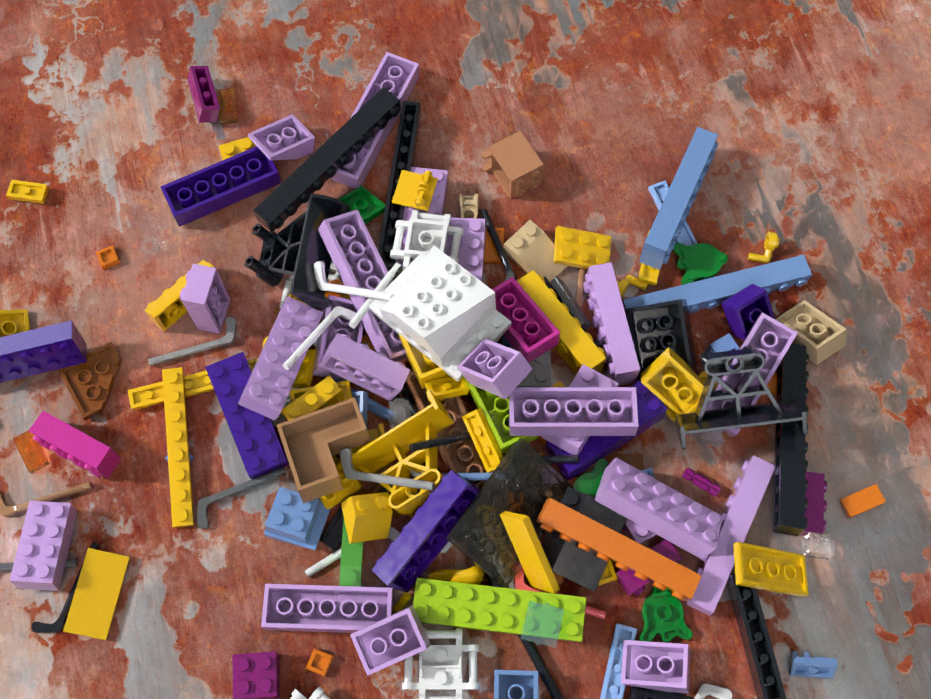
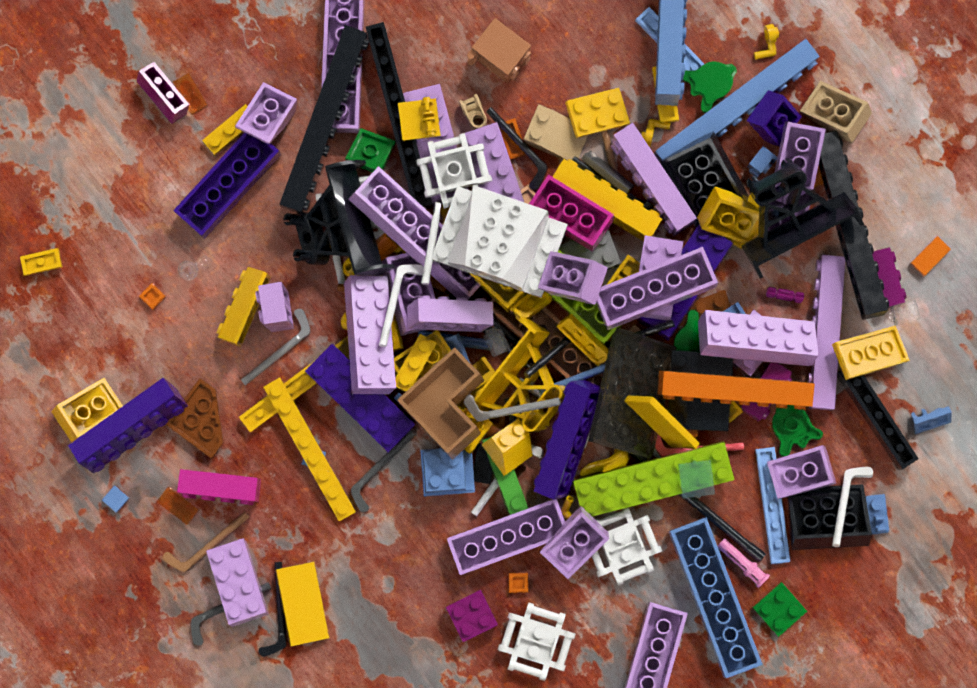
camera: 25 degrees left, 15 degrees up
(319, 270) = (379, 251): white piece -> none

